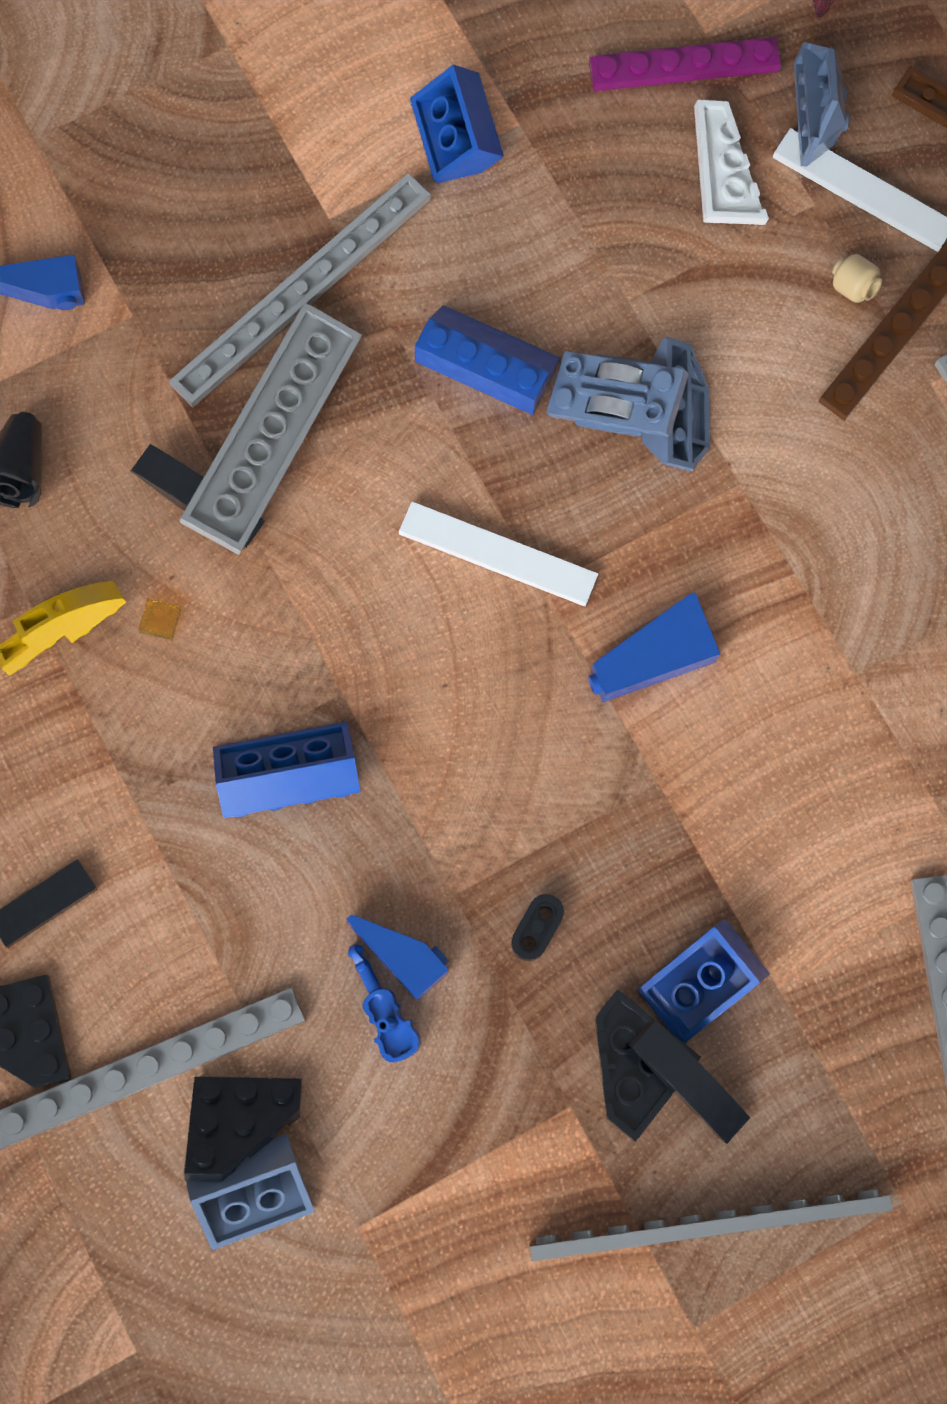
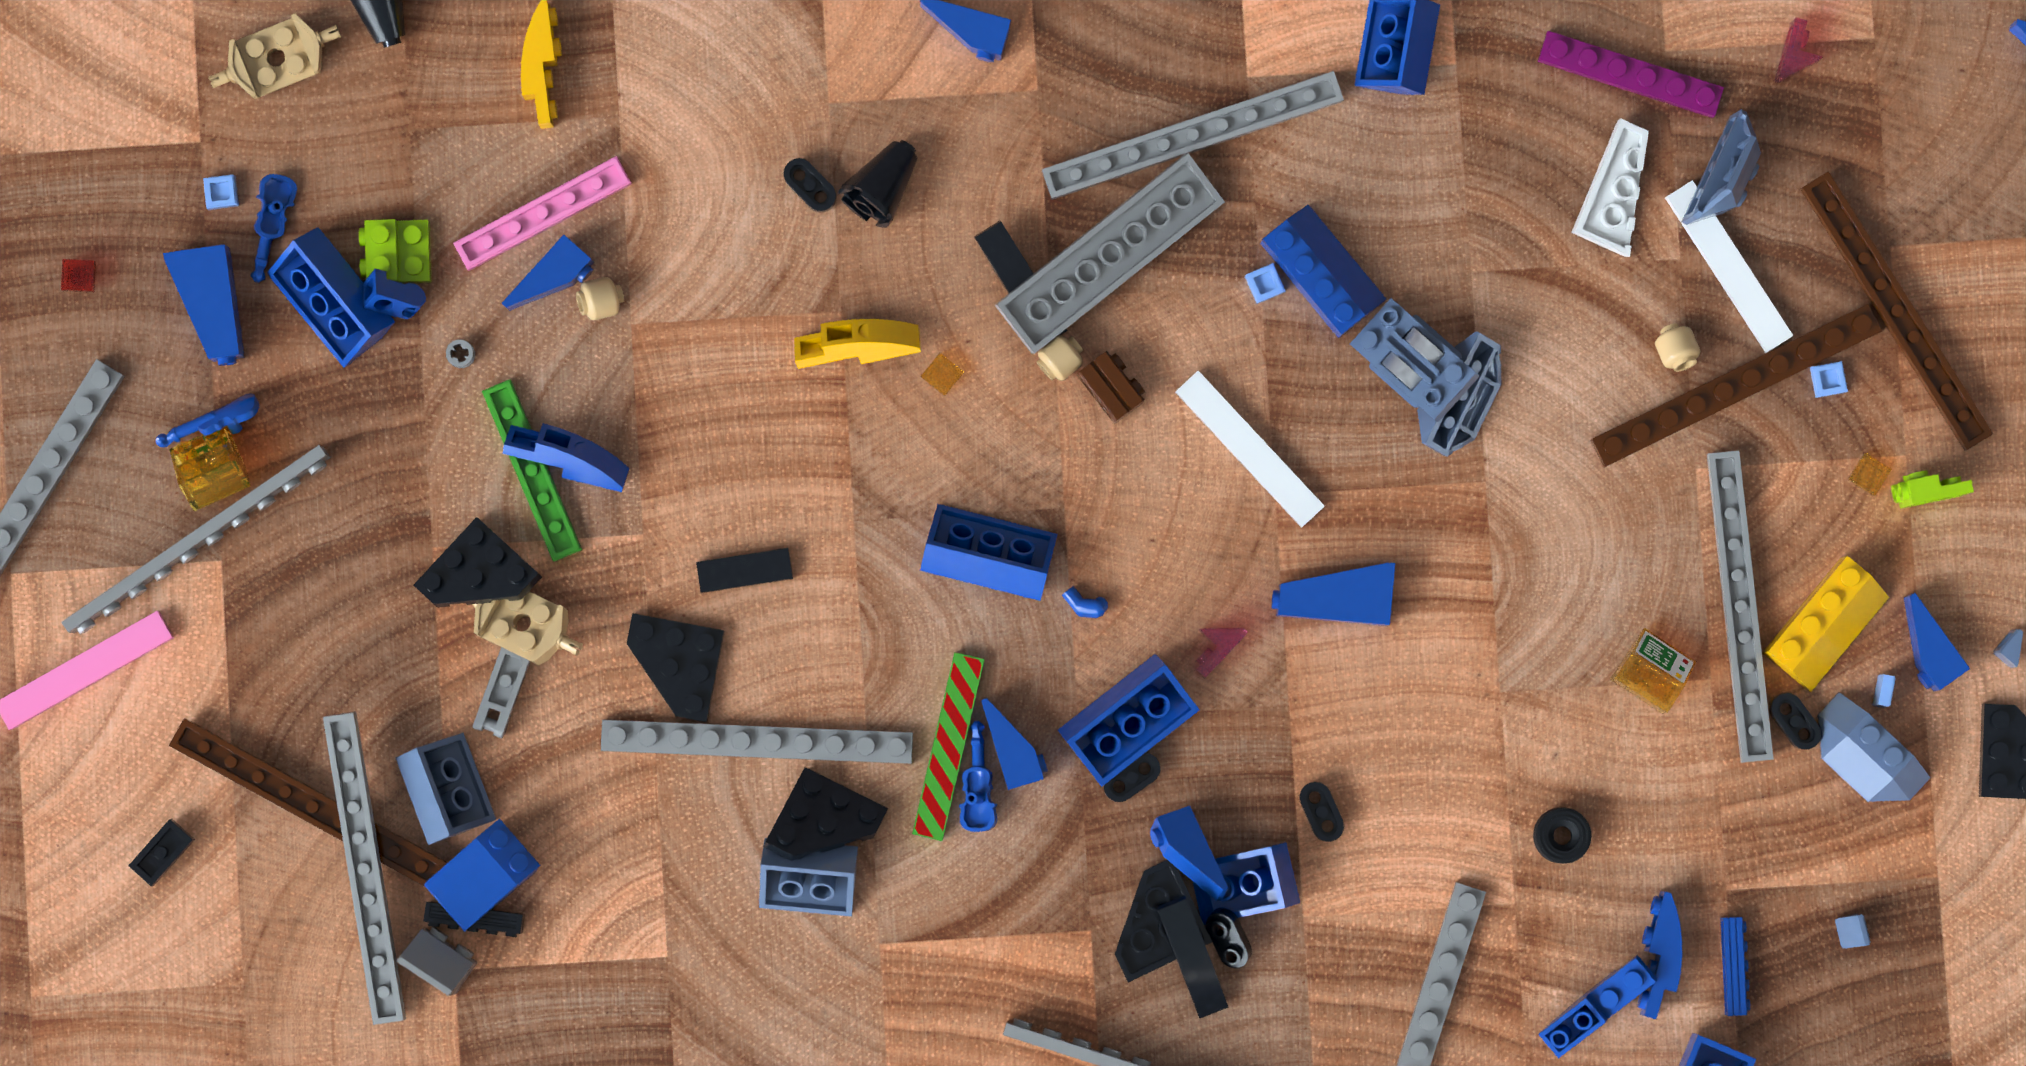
camera: 30 degrees right, 10 degrees up
(269, 548) = (1060, 358): none -> tan head
(333, 553) = (1111, 386): none -> reddish brown brick
(335, 986) = (948, 746): none -> tile
(407, 780) = (1085, 607): none -> blue arm
(437, 394) = (1265, 283): none -> light blue tile
(506, 869) = (1128, 719): none -> blue slope
(562, 748) = (1224, 640): none -> clear pink slope
(632, 973) = (1187, 849): none -> blue slope
(718, 1045) = (1230, 939): none -> black plate
(745, 870) = (1321, 811): none -> black plate

